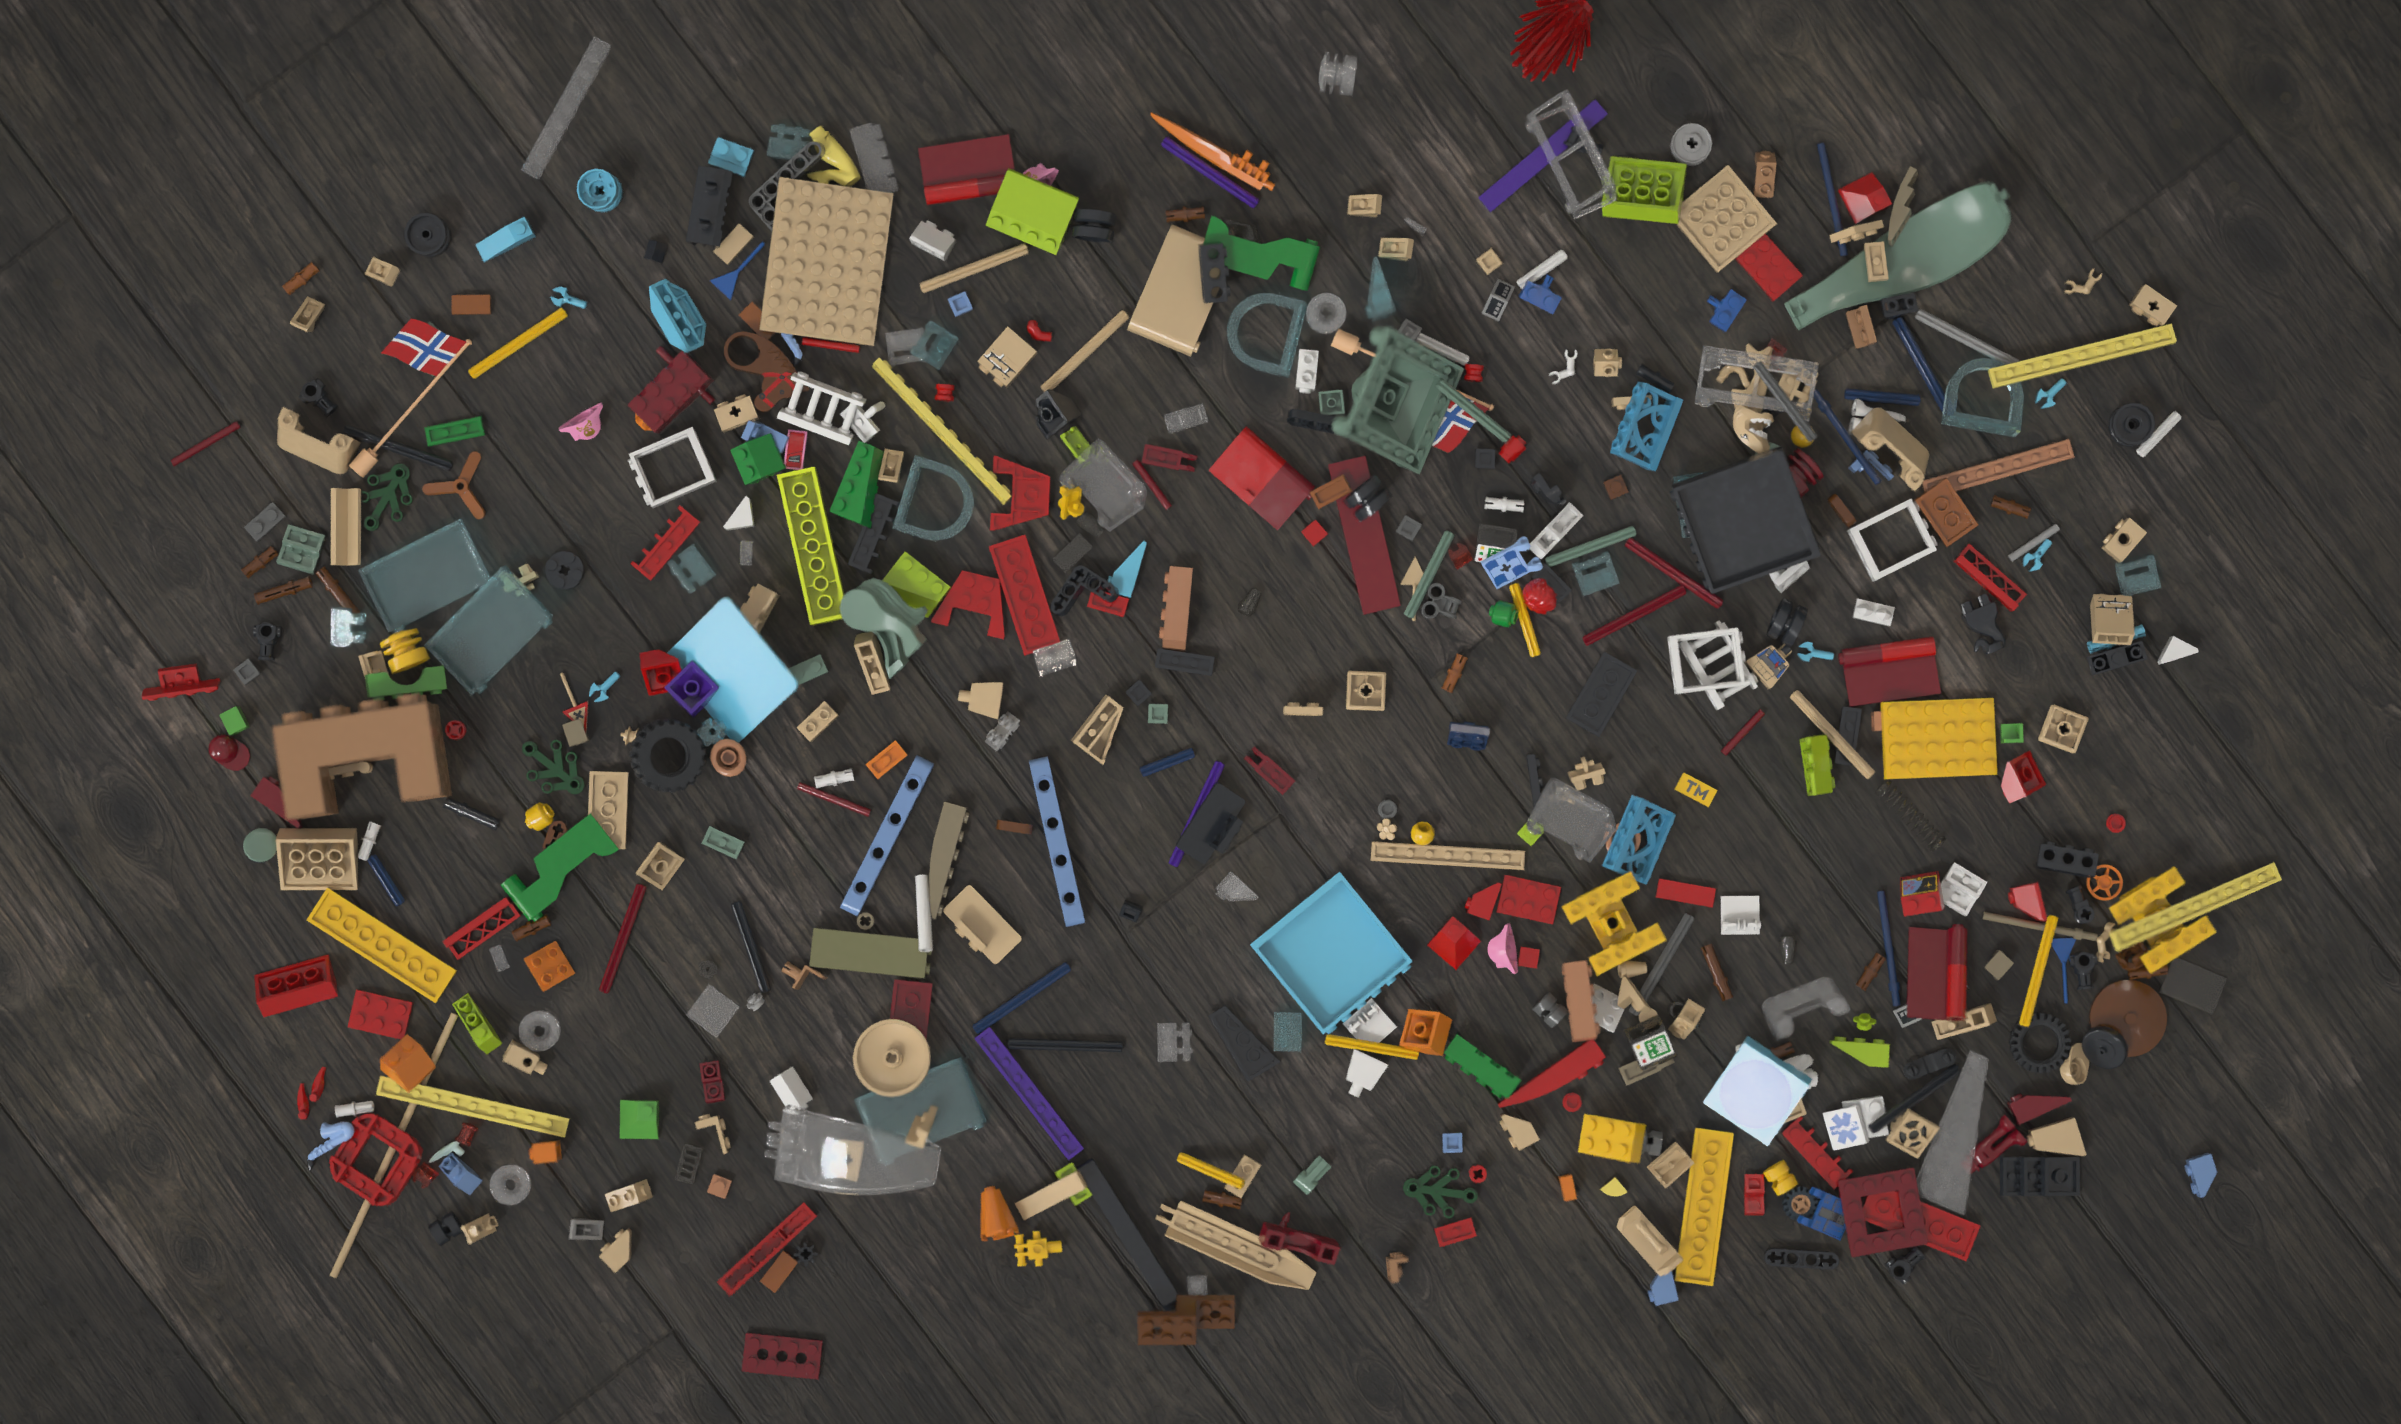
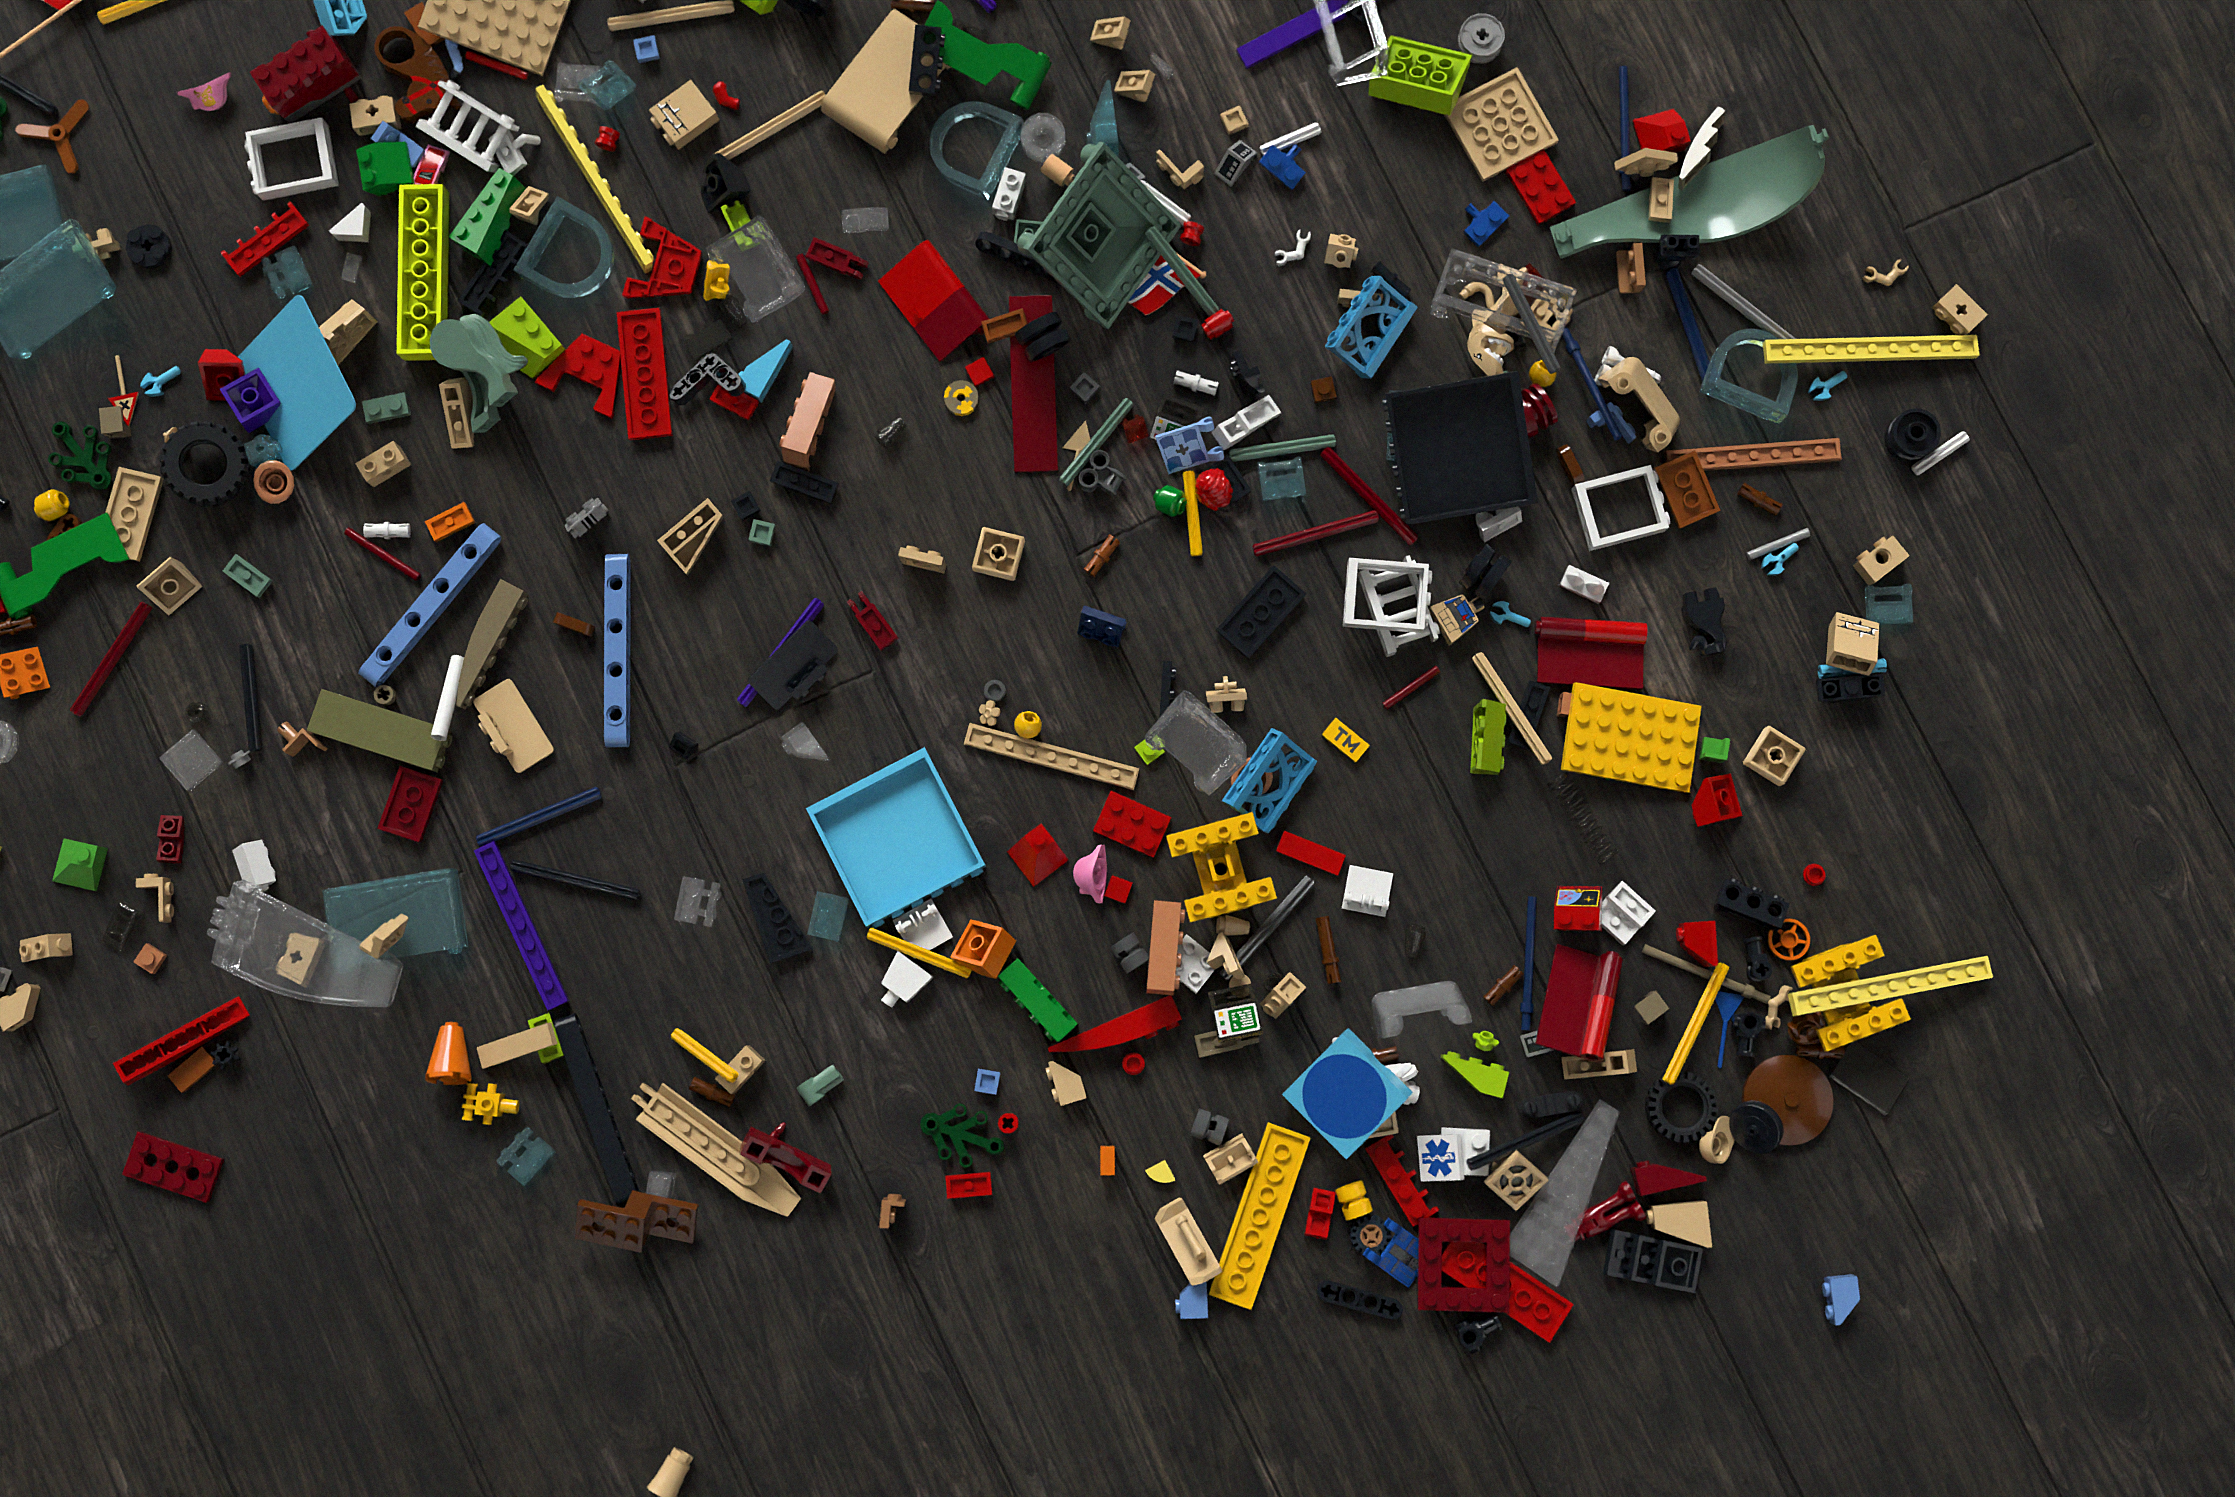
camera: 15 degrees right, 5 degrees down
(454, 431) = (67, 75): green tile -> none
(891, 1058) = (372, 852): tan dish -> none
(983, 698) = (573, 476): tan torso -> none
(1054, 657) = (660, 446): clear brick -> none
(1082, 1288) = (531, 1161): none -> clear light blue plate
(1167, 762) = (760, 588): dark blue axle -> none
(1312, 559) = (963, 407): none -> dark tan piece
(1464, 319) = (1191, 175): none -> tan bracket
(1483, 901) = (1080, 815): red slope -> none
(1612, 1138) = (1169, 1113): yellow brick -> none
(1765, 174) = (1555, 87): medium nougat bracket -> none
(1883, 397) = (1639, 351): dark blue axle -> none
(1987, 583) = (1717, 575): red fence -> none
(2176, 649) = (1918, 693): white slope -> none

